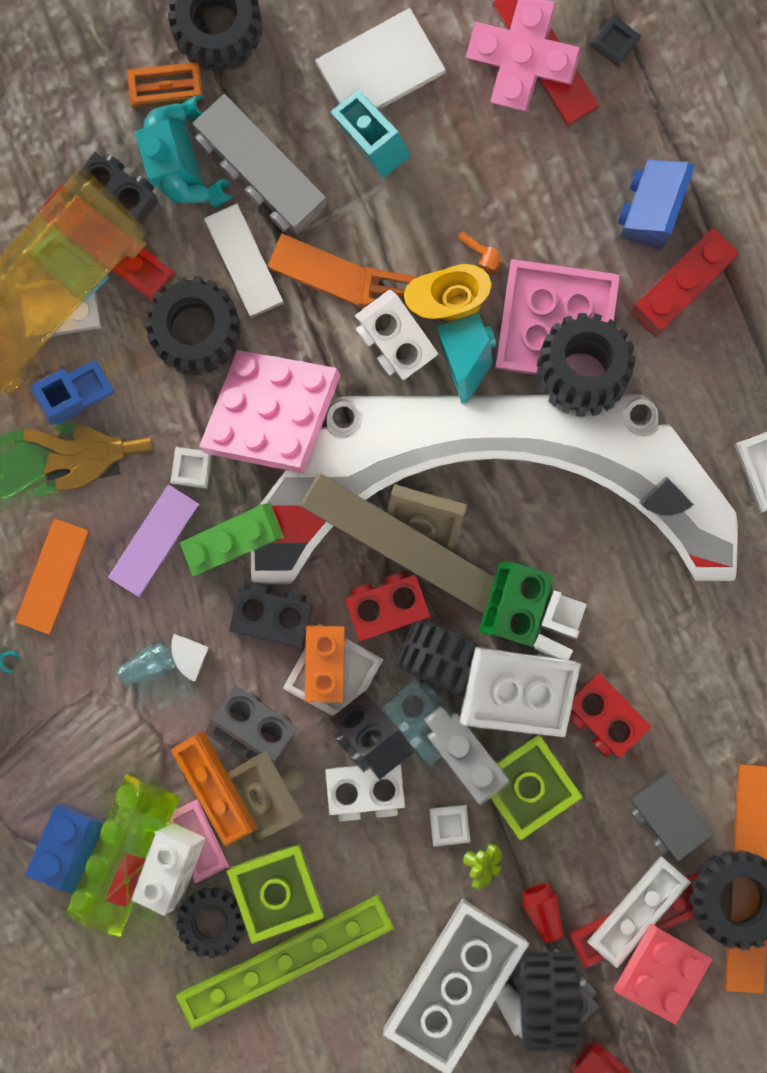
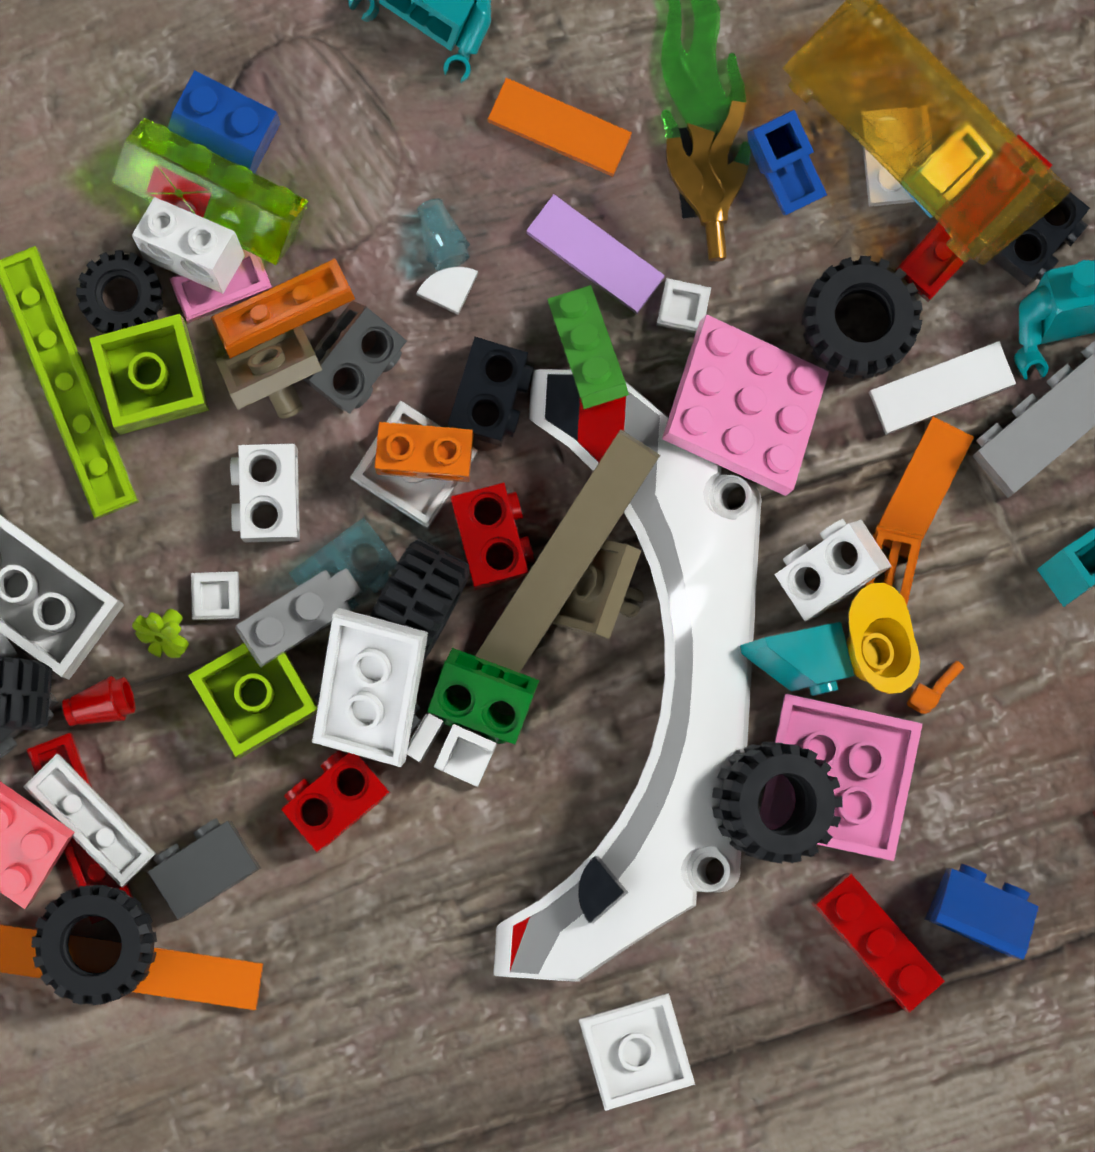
camera: 90 degrees right, 0 degrees up
(371, 735) = (331, 502): black brick -> none

